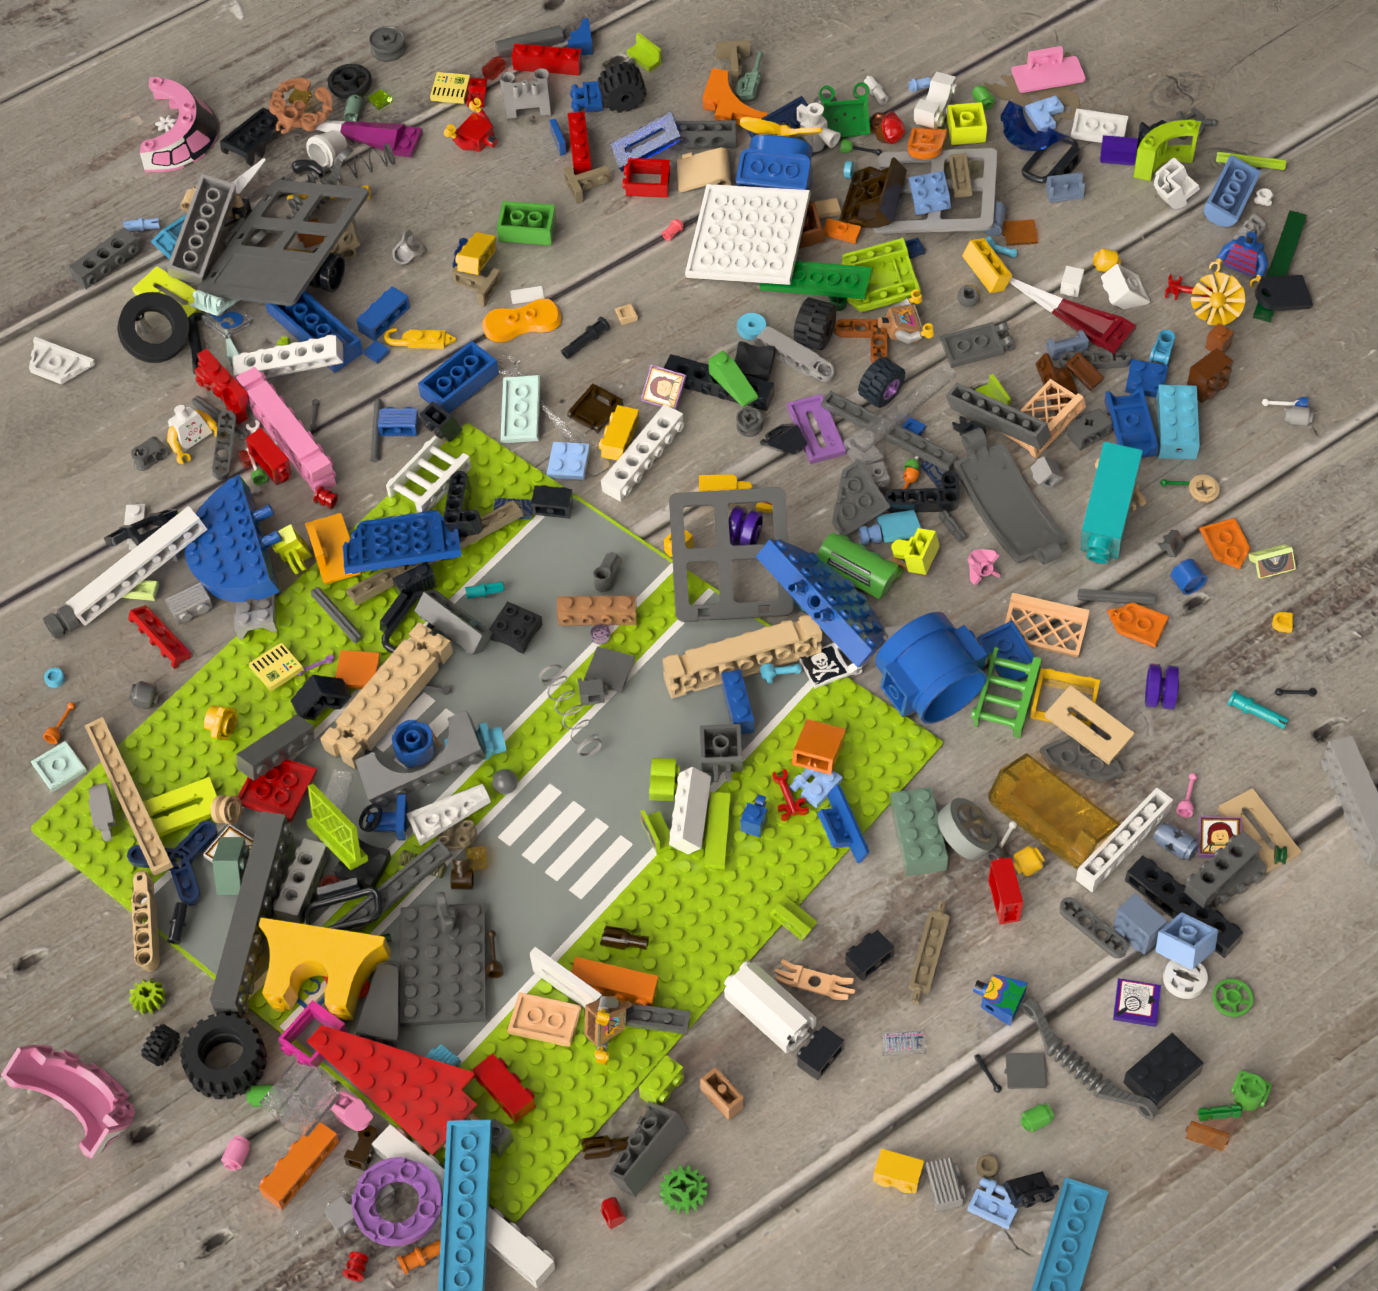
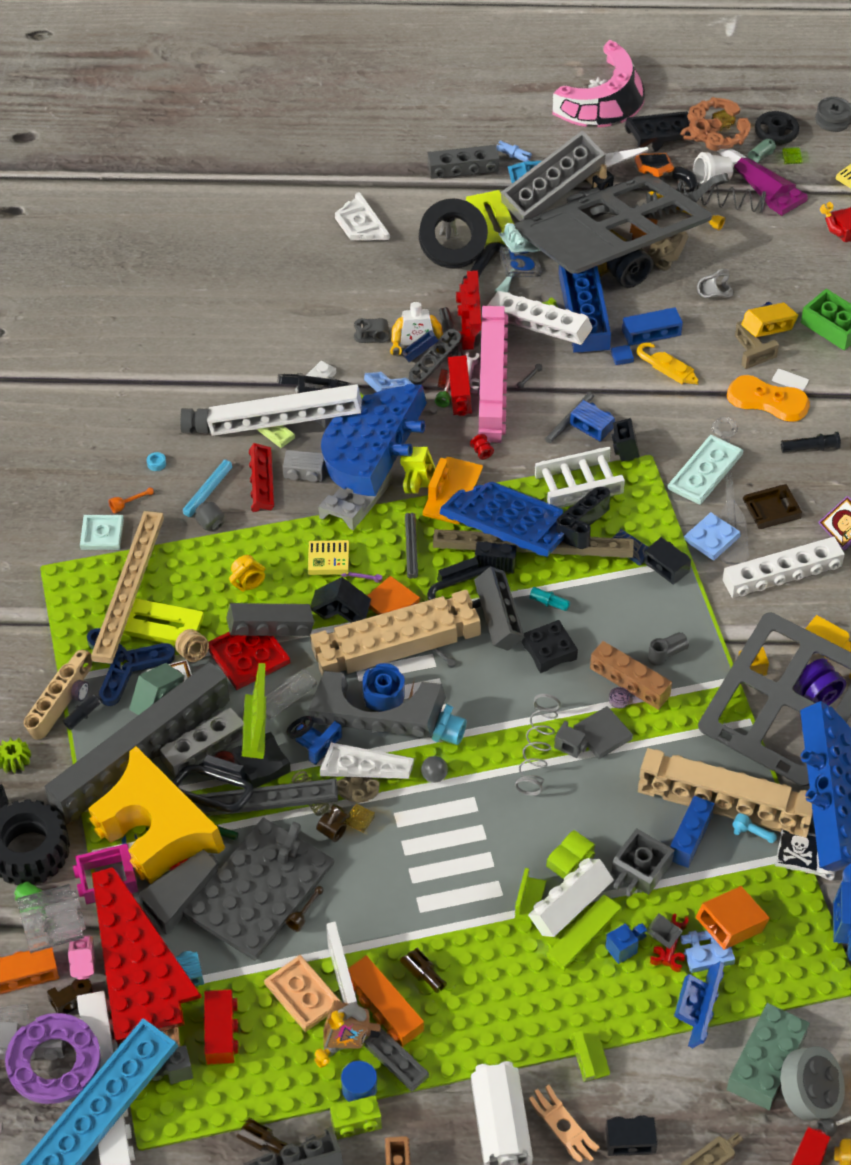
camera: 35 degrees right, 5 degrees down
(102, 810) = (100, 585): light grey piece -> none
(120, 672) = (207, 487): none -> medium azure axle
(160, 906) = (80, 690): none -> tile
(200, 494) = (380, 381): none -> light blue plate
(204, 442) = (419, 346): none -> dark blue tile
(274, 169) = (654, 163): none -> tile
(419, 1256) = (34, 1119): orange pin -> none
(459, 377) = (671, 413): blue brick -> none
(619, 432) = (776, 537): yellow brick -> none
(644, 1054) = (358, 1081): none -> blue piece
(778, 790) = (664, 931): none -> dark grey panel

